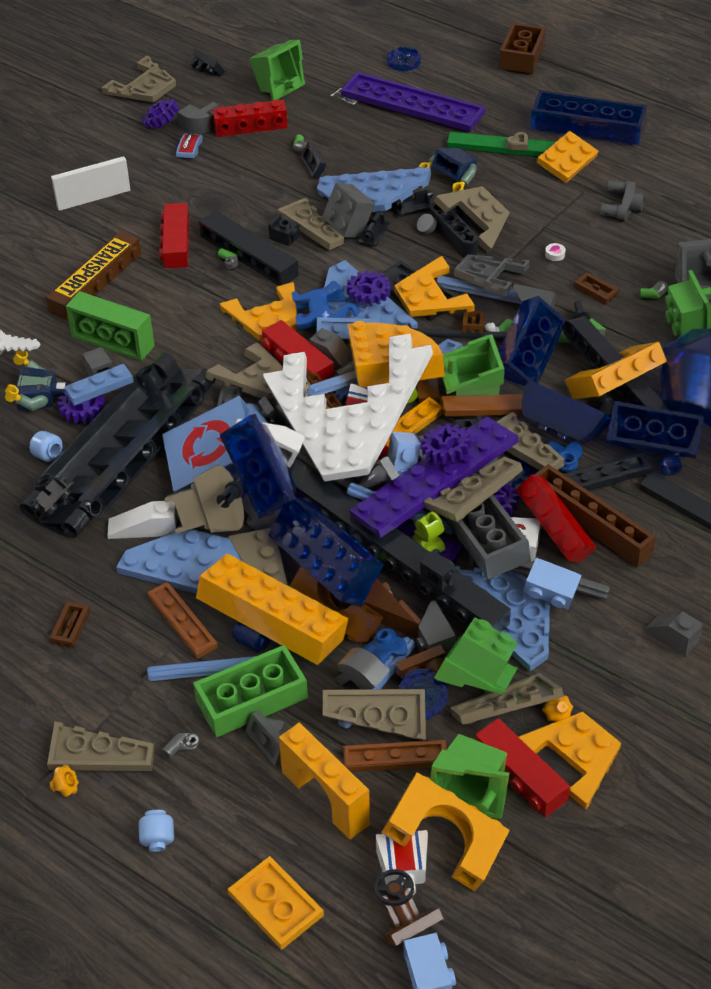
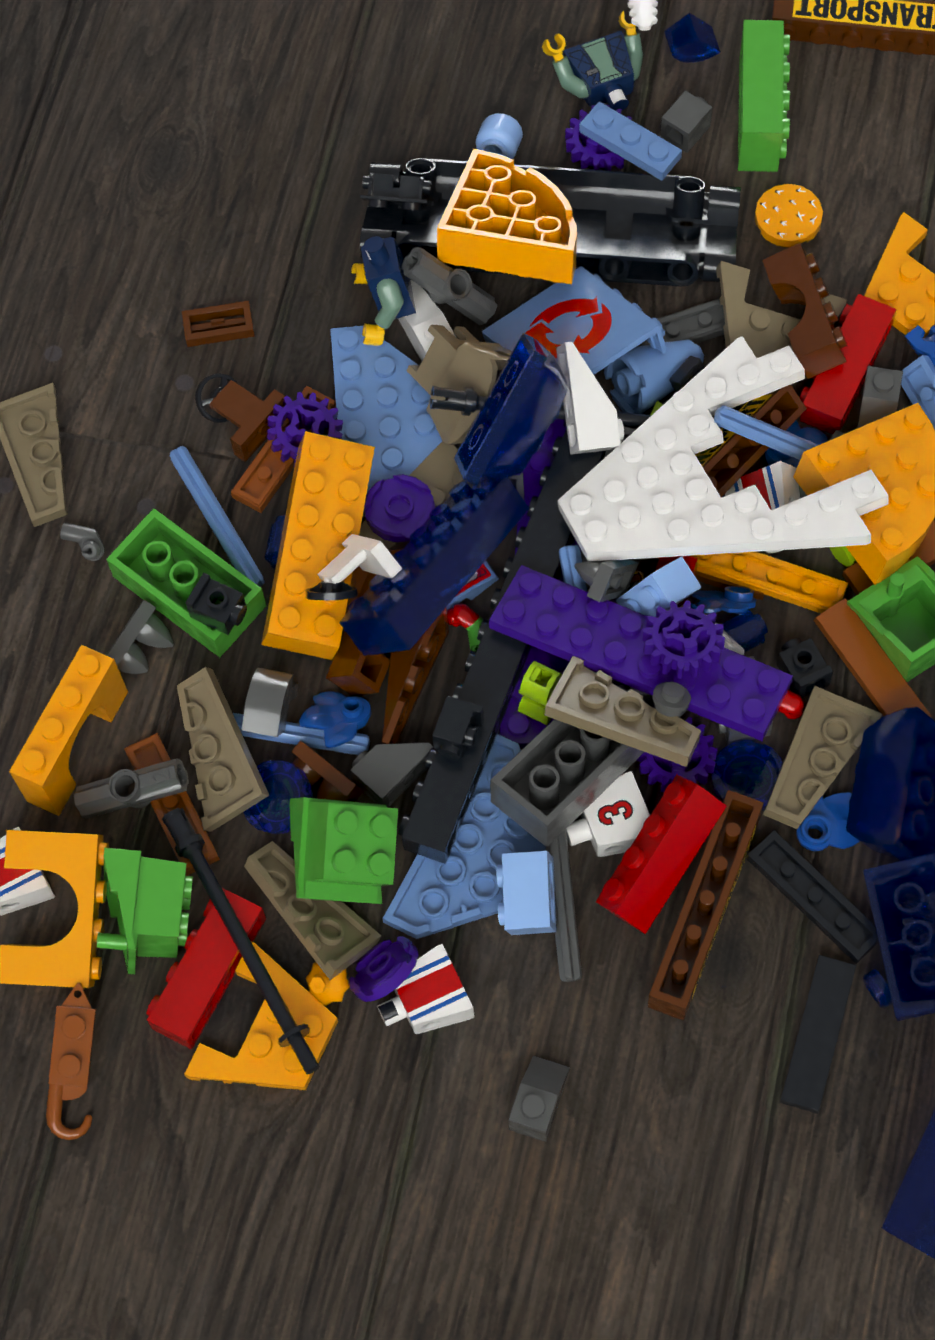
camera: 70 degrees right, 20 degrees up
(49, 346) = (692, 40): none -> clear blue brick
(112, 516) = (387, 285): none -> torso
(119, 442) = (508, 222): none -> light orange brick
(137, 490) = (449, 286): none -> dark grey piece
(142, 624) = (242, 410): none -> reddish brown piece
(179, 595) = (301, 413): none -> dark purple gear
(187, 348) = (788, 215): none -> light orange tile
(235, 351) = (814, 338): none -> reddish brown arch
(270, 561) = (398, 507): none -> dark purple tile
(287, 664) = (221, 616): none -> black brick
(305, 579) = (358, 551): none -> white piece
(383, 749) = (150, 784): none -> dark grey piece
(441, 739) = (190, 846): none -> black bar
(478, 462) = (671, 699): none -> dark grey plate
(552, 860) = (70, 1061): none -> dark orange plate
(567, 669) = (383, 969): none -> dark purple tile
(587, 659) = (429, 995): none -> torso

